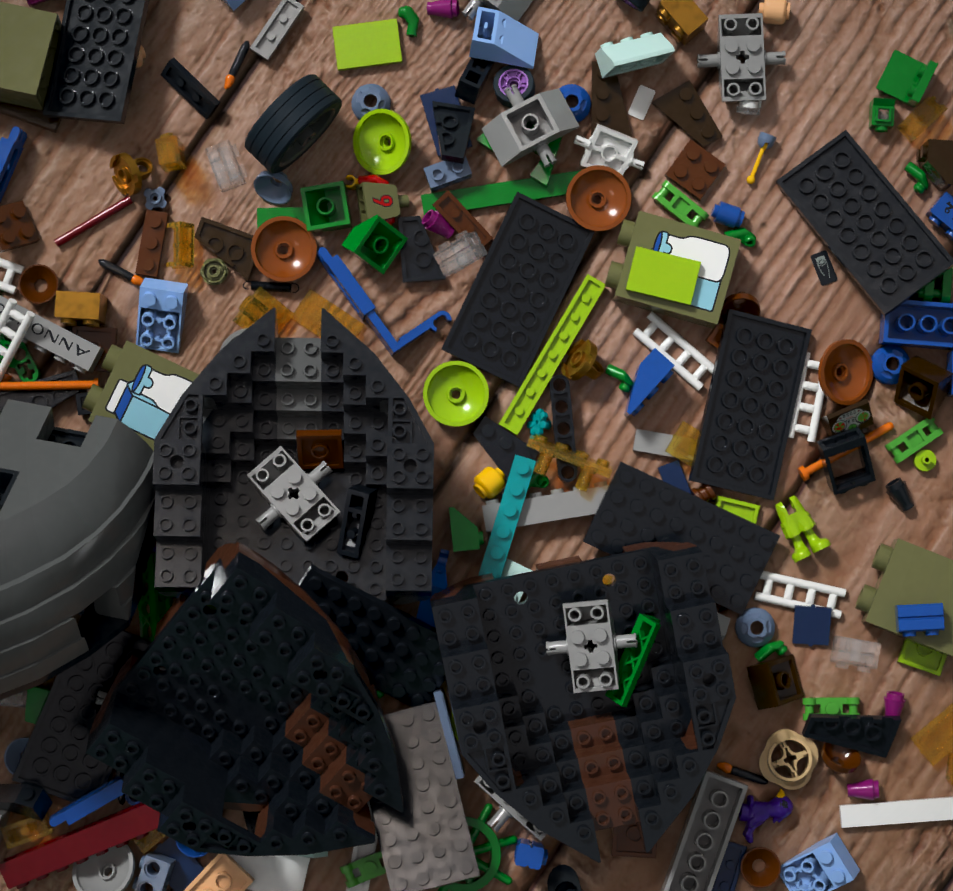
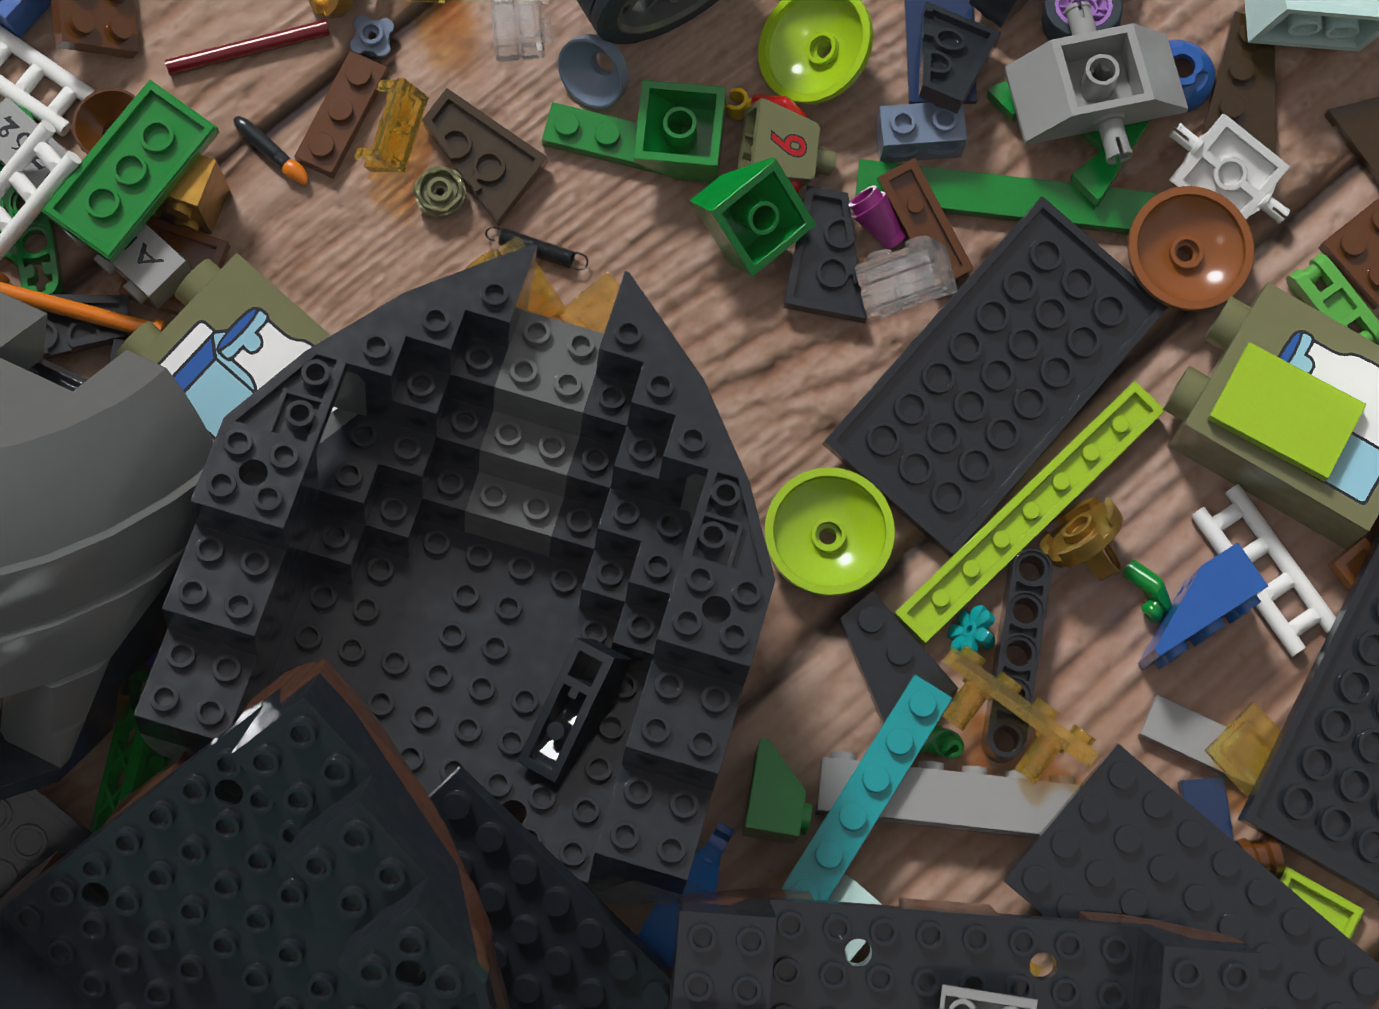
camera: 10 degrees right, 10 degrees down
(60, 311) = (130, 171): none -> green tile
(161, 314) = (319, 240): light blue slope -> none
(278, 233) = (587, 156): dark orange dish -> none
(279, 477) = (453, 584): light grey slope -> none
(320, 446) = (542, 552): reddish brown plate -> none
(366, 309) = (701, 328): blue hinge -> none
(489, 482) = (847, 719): yellow head -> none
(641, 102) = (1306, 108): white sticker -> none

